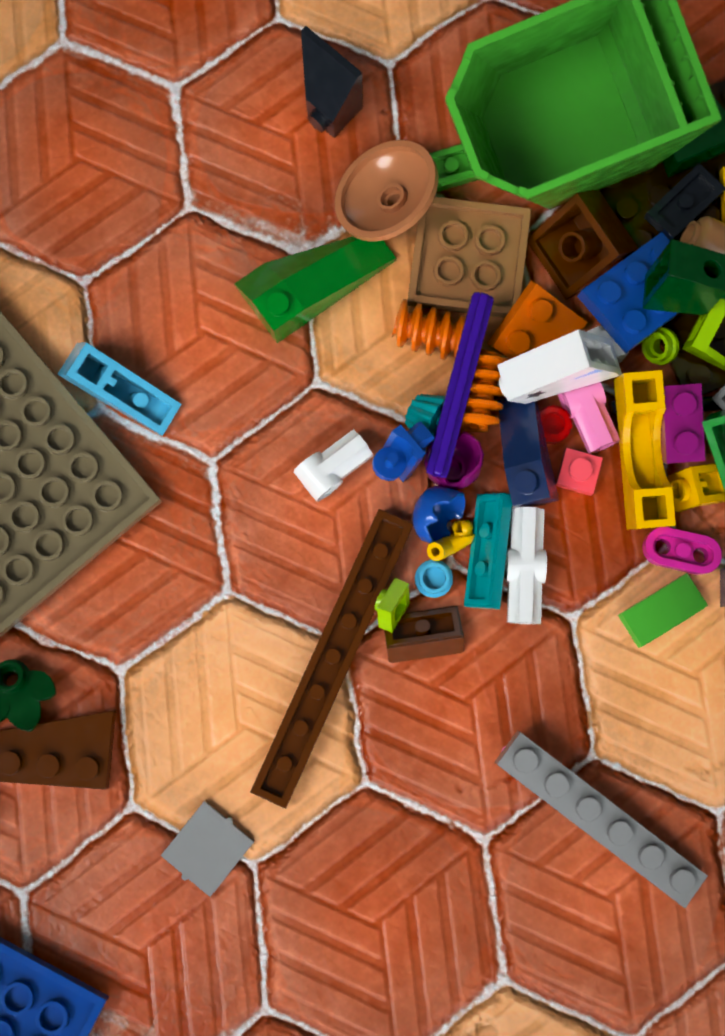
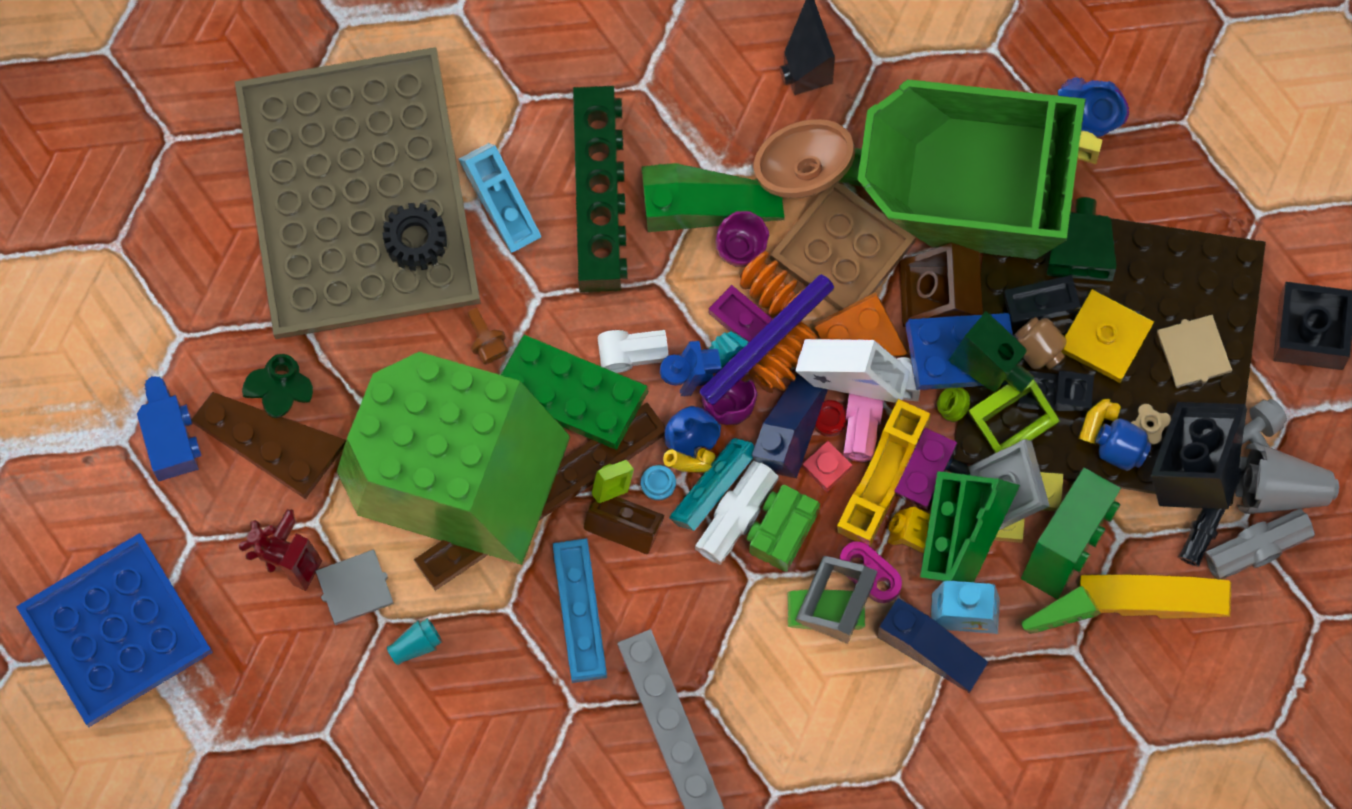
camera: 30 degrees right, 10 degrees down
(38, 475) = (414, 217): none -> black tyre
(136, 866) = (296, 559): none -> dark red piece
(152, 253) = (594, 105): none -> dark green brick
(195, 537) = (488, 343): none -> dark orange piece
(230, 676) = (453, 455): none -> bright green windscreen
(300, 540) = (577, 391): none -> green plate
(300, 870) = (415, 642): none -> teal cone
(372, 300) = (741, 238): none -> magenta hair
(416, 374) = (739, 314): none -> magenta plate
(434, 745) = (579, 610): none -> dark azure tile
(578, 555) = (783, 528): none -> bright green brick
(696, 593) = (843, 630): none -> dark grey tile

